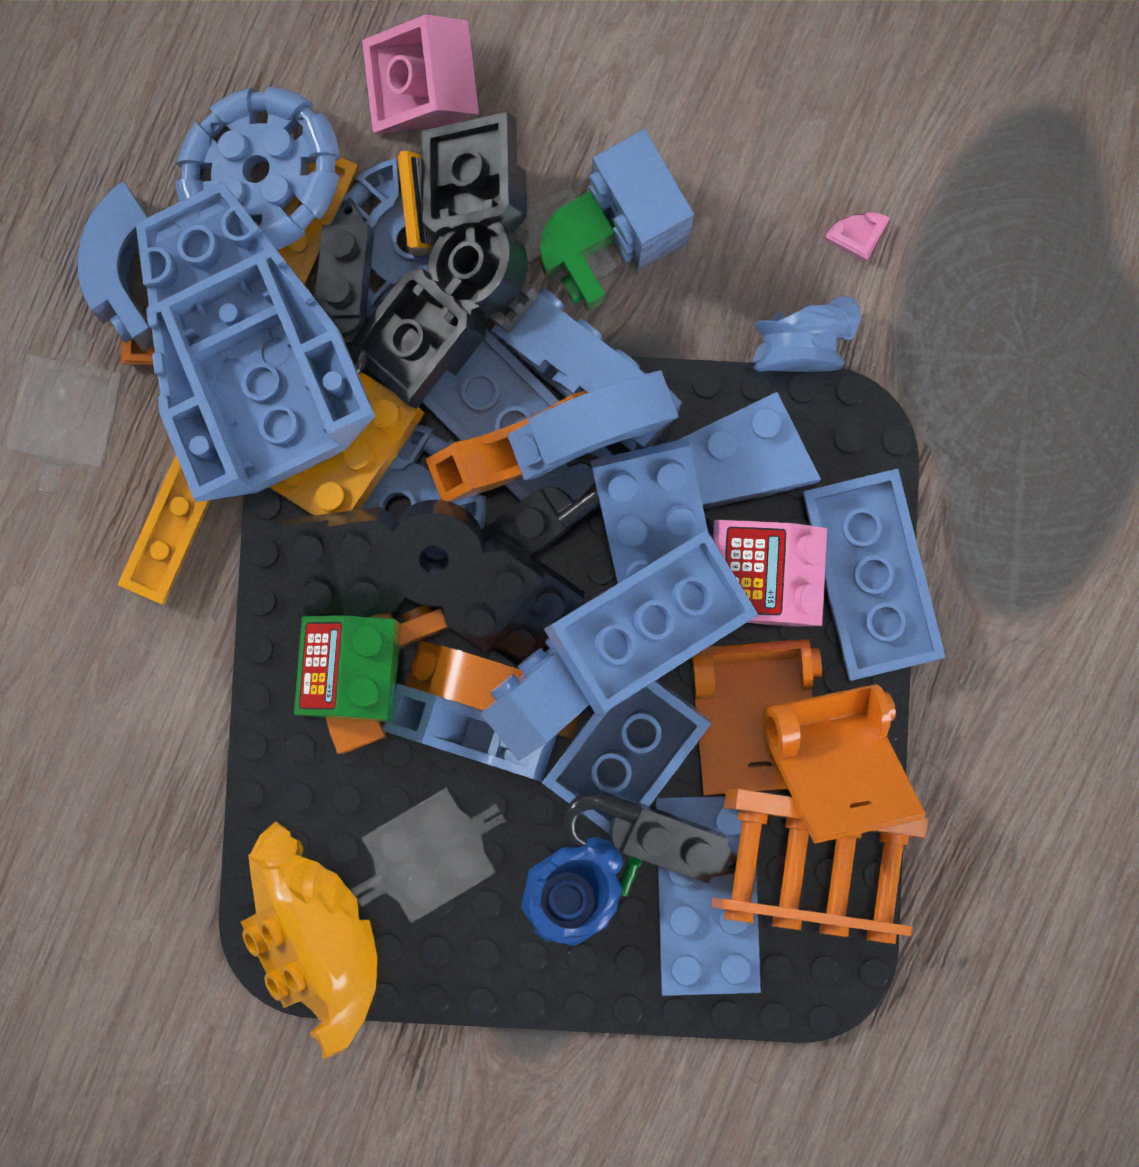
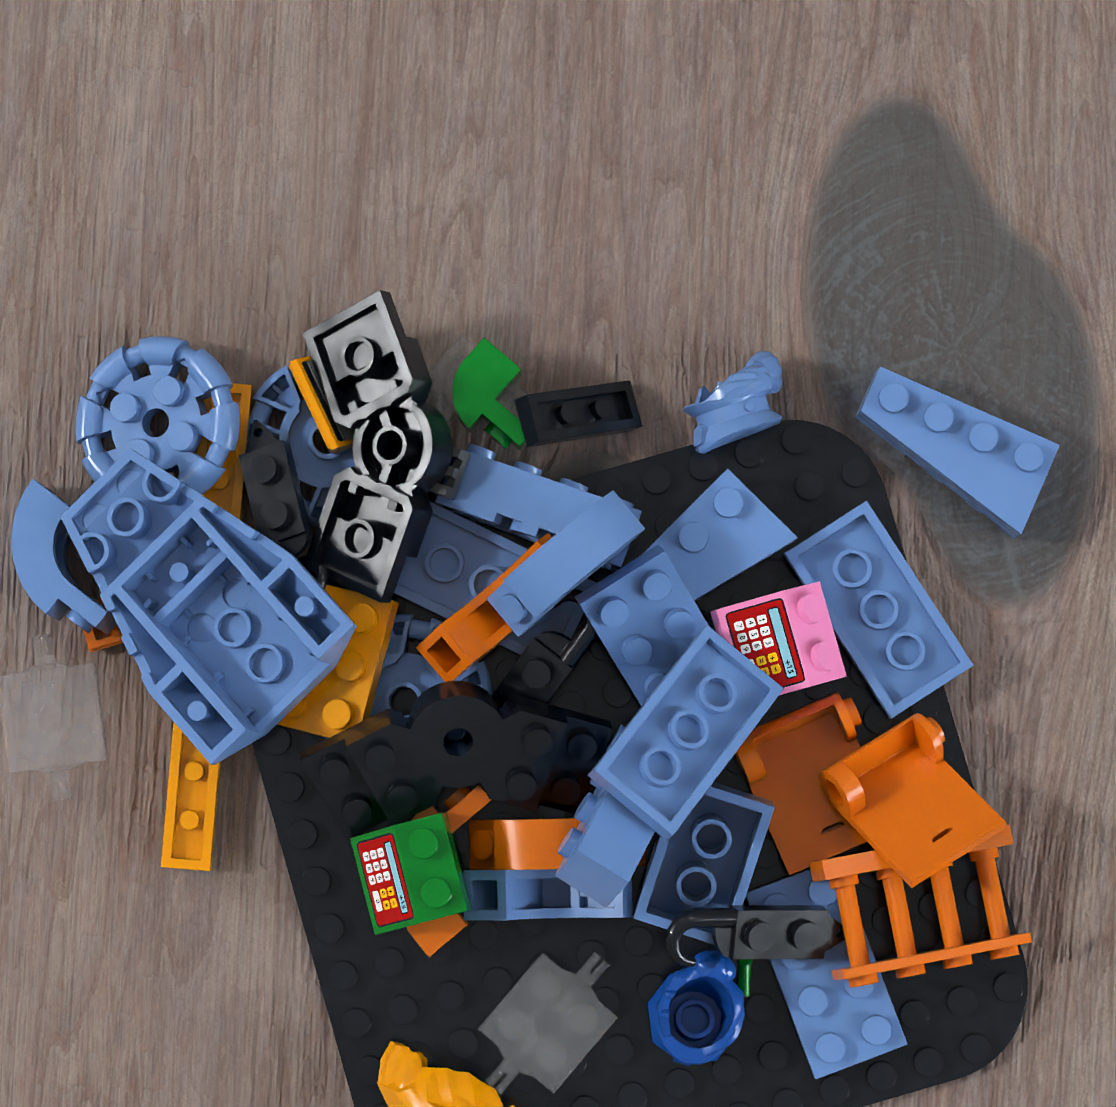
camera: 20 degrees left, 0 degrees up
(420, 75) = (281, 278): bright pink slope -> none
(640, 200) = (534, 330): medium blue brick -> none
(654, 293) = (578, 413): none -> black plate
(858, 234) = (751, 286): bright pink tile -> none
(1003, 448) = (966, 449): none -> medium blue wedge

